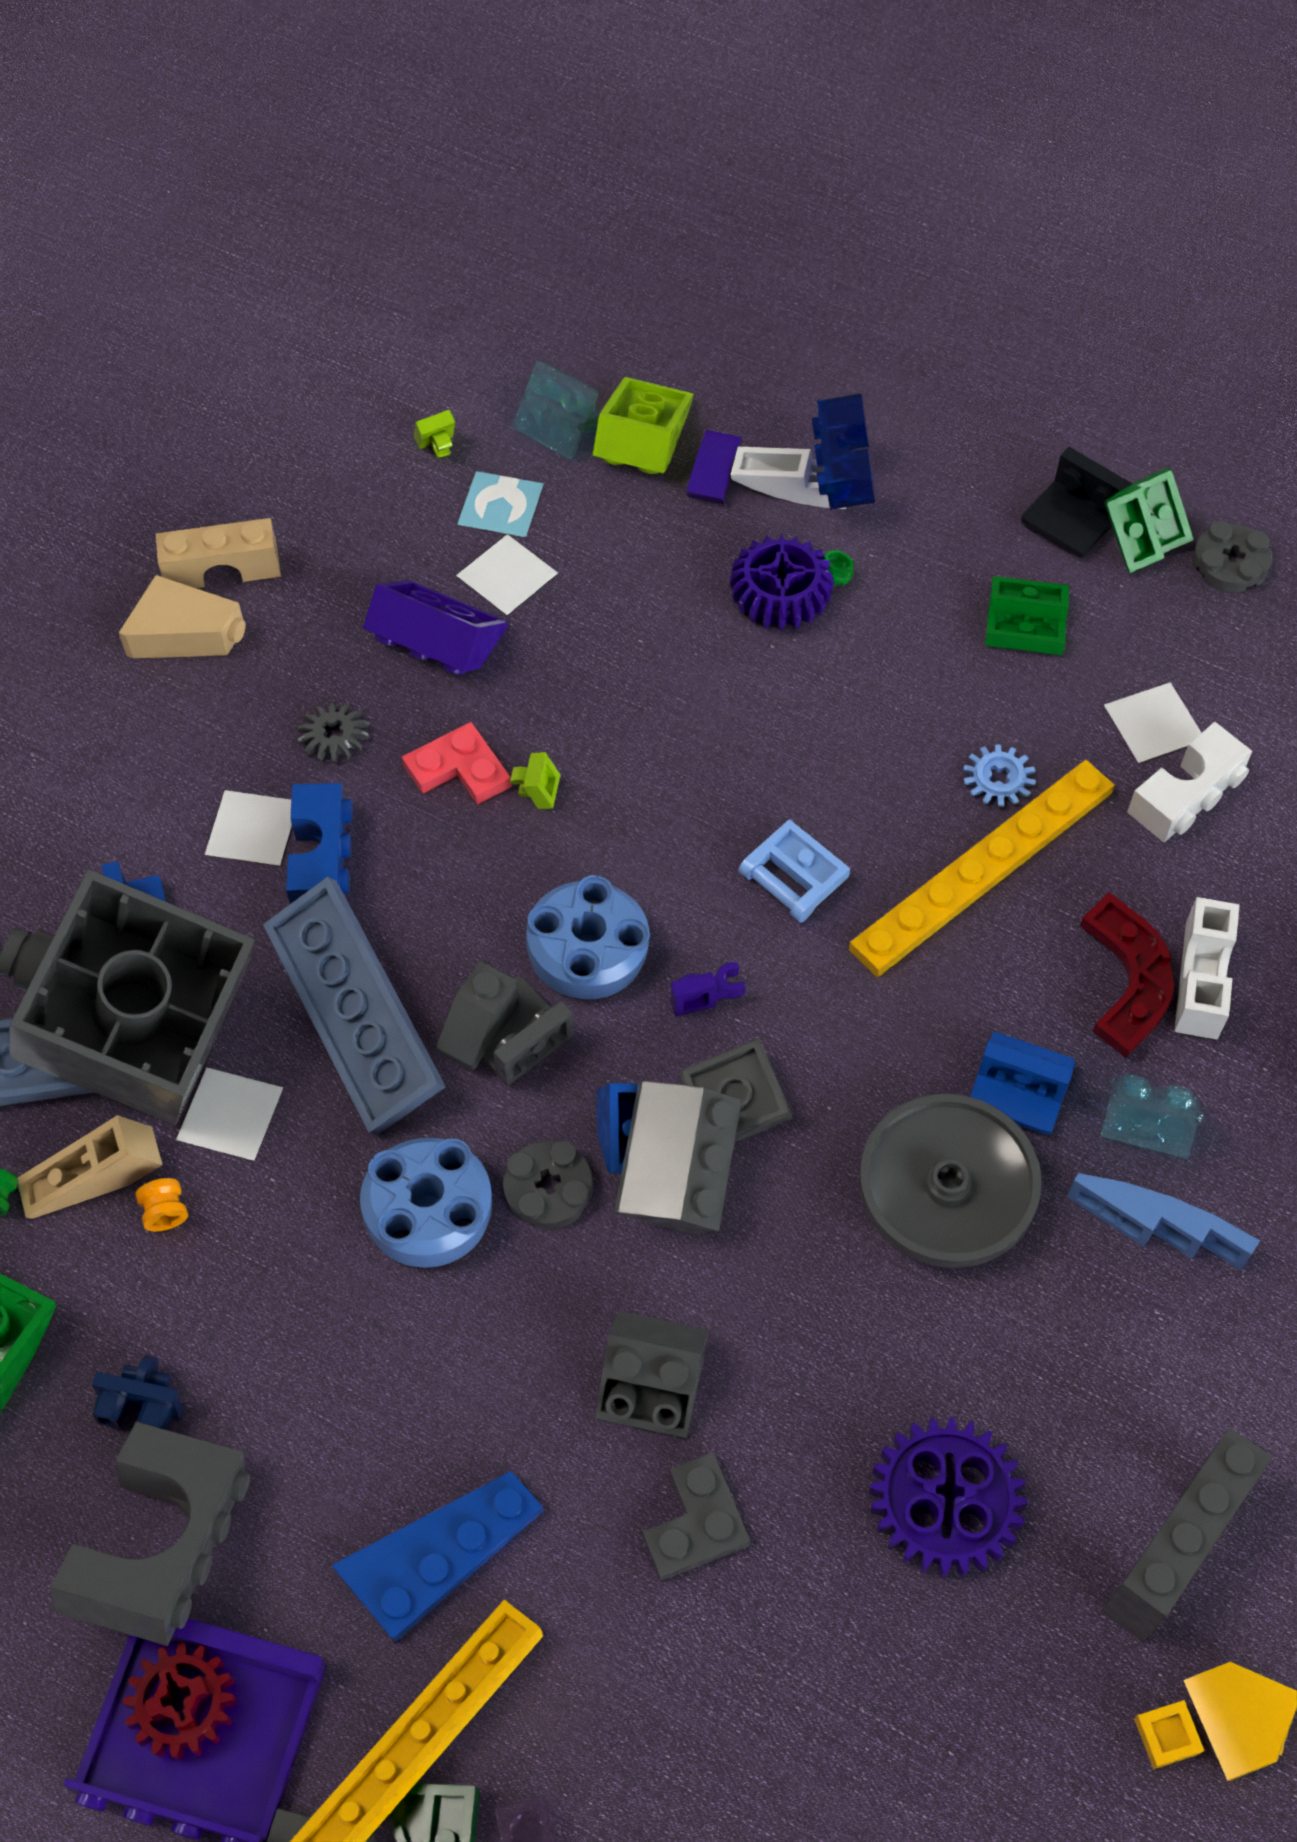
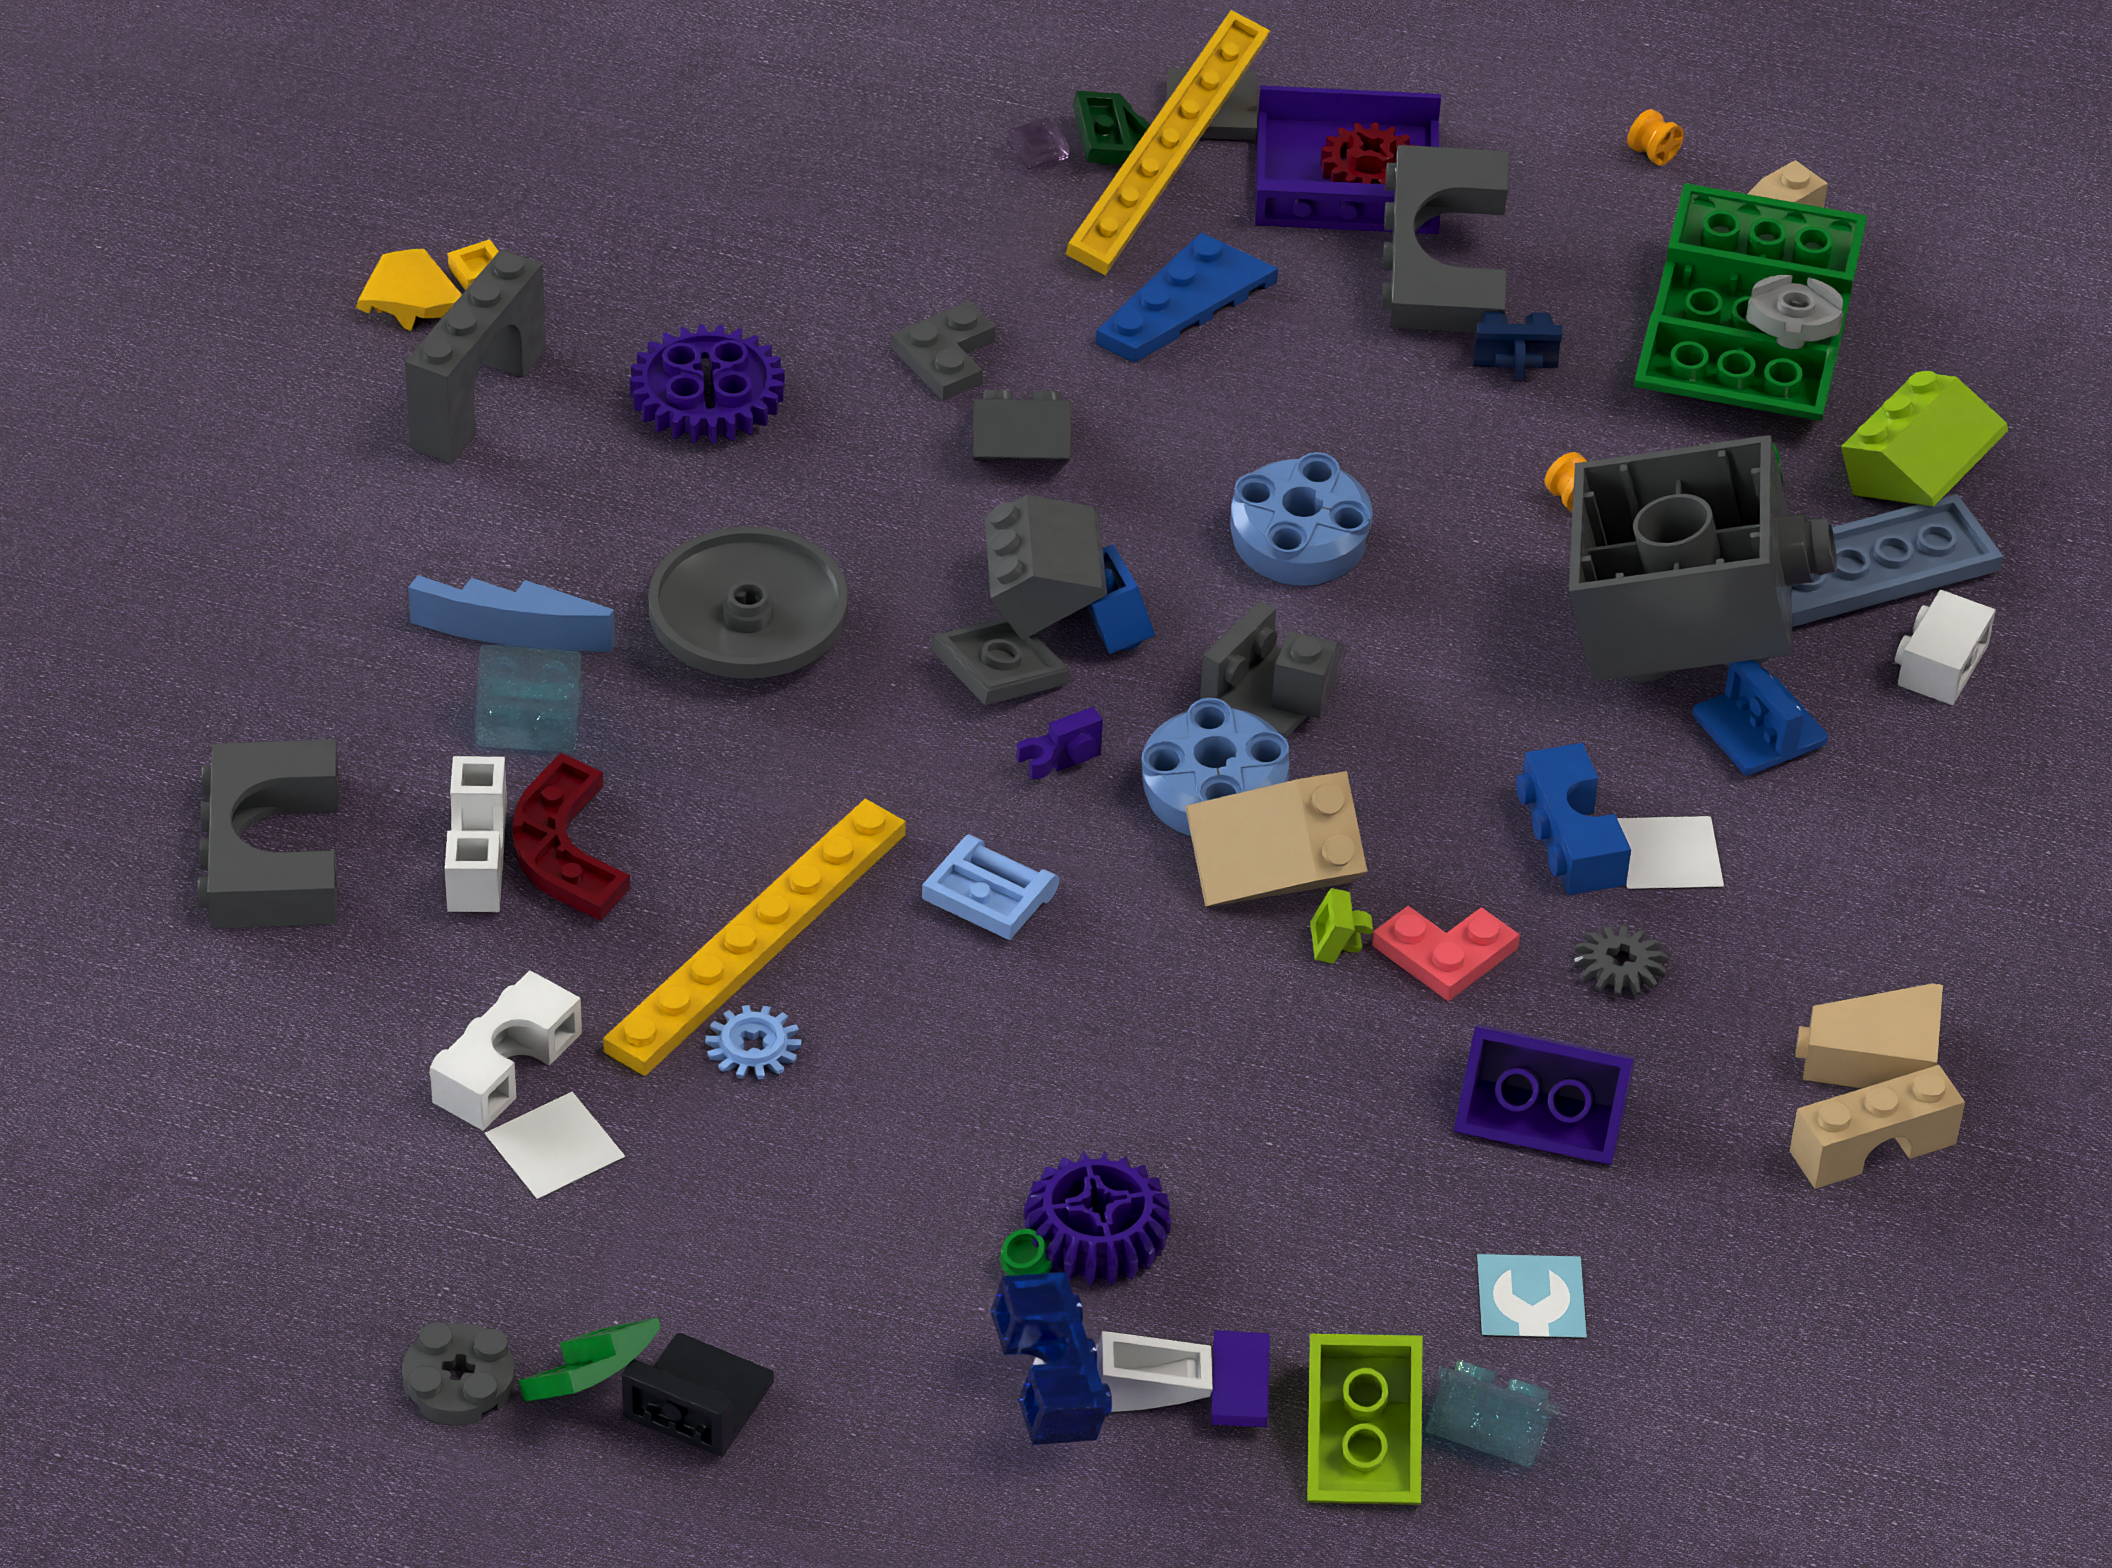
camera: 165 degrees right, 15 degrees down
(230, 1114) = (1537, 586): white sticker -> none
(353, 1006) = (1457, 661): sand blue plate -> none
(435, 432) = (1664, 1352): lime tile -> none
(507, 574) = (1482, 1200): white sticker -> none
(554, 1160) = (1187, 546): dark grey plate -> none
(556, 842) = (1277, 840): none -> tan slope
(1023, 1081) = (678, 717): blue bracket -> none
(1027, 615) = (746, 1242): green slope -> none

